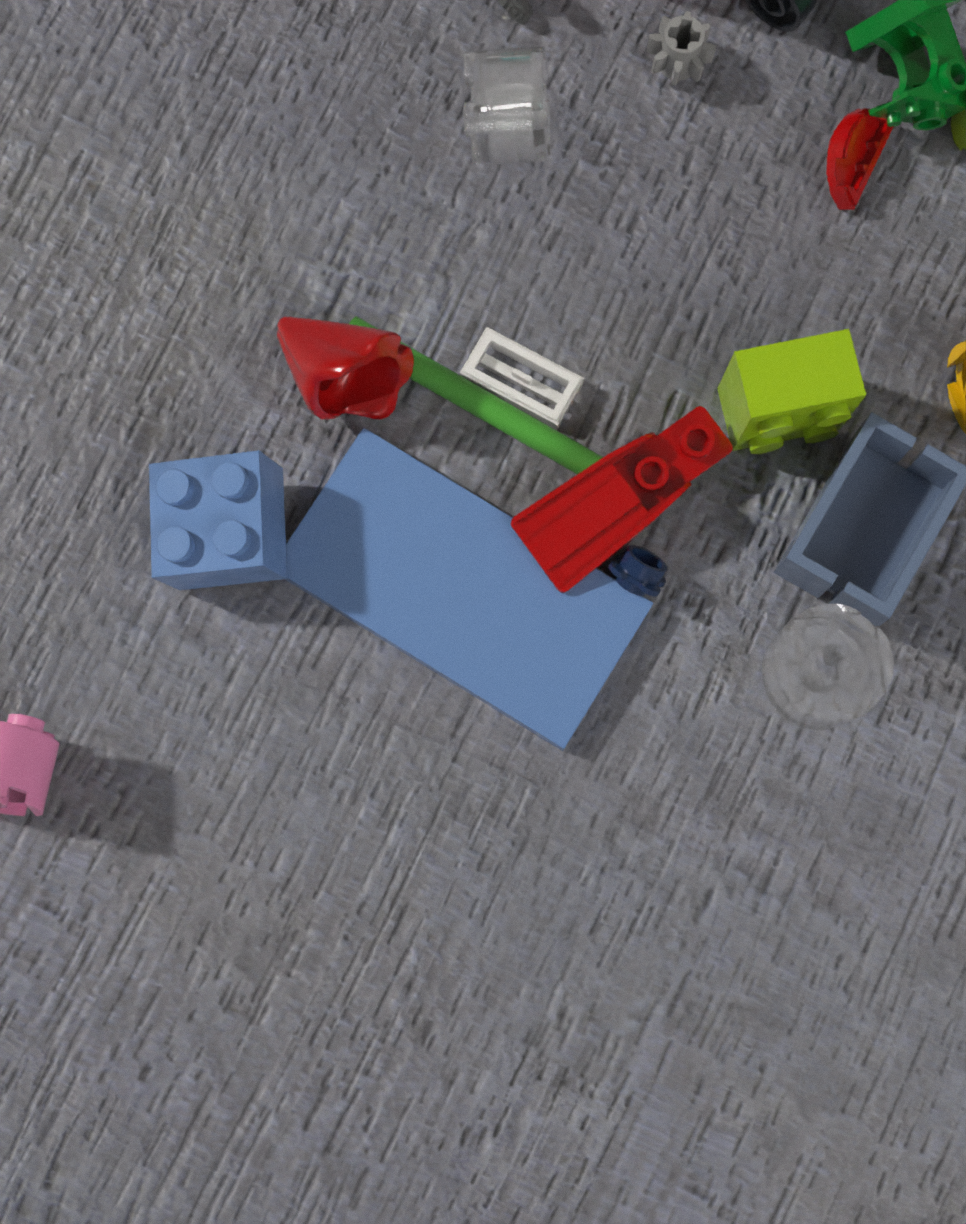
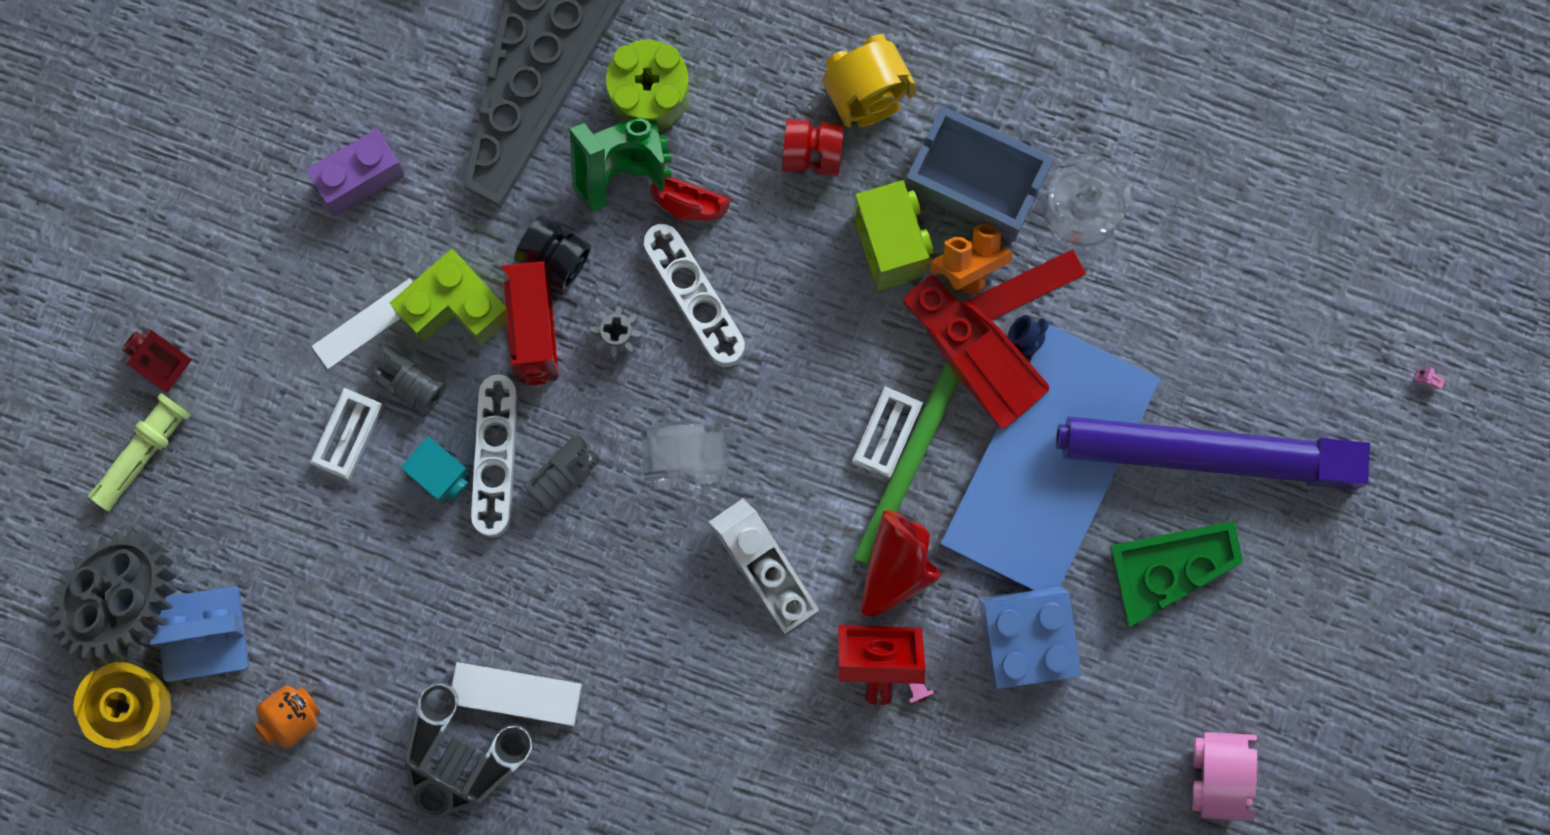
camera: 95 degrees left, 0 degrees up
(175, 383) = (919, 692): none -> bright pink piece
(216, 324) = (880, 658): none -> red tile
(298, 729) = (1170, 566): none -> green wing
(360, 199) = (763, 565): none -> white slope
(448, 810) = (1318, 462): none -> dark purple brick
(534, 1141) = (1427, 376): none -> bright pink piece
(710, 586) = (1029, 285): none -> red sticker
(722, 146) = (690, 297): none -> white beam
(746, 502) = (969, 261): none -> orange hips
(920, 310) = (812, 147): none -> red wheel

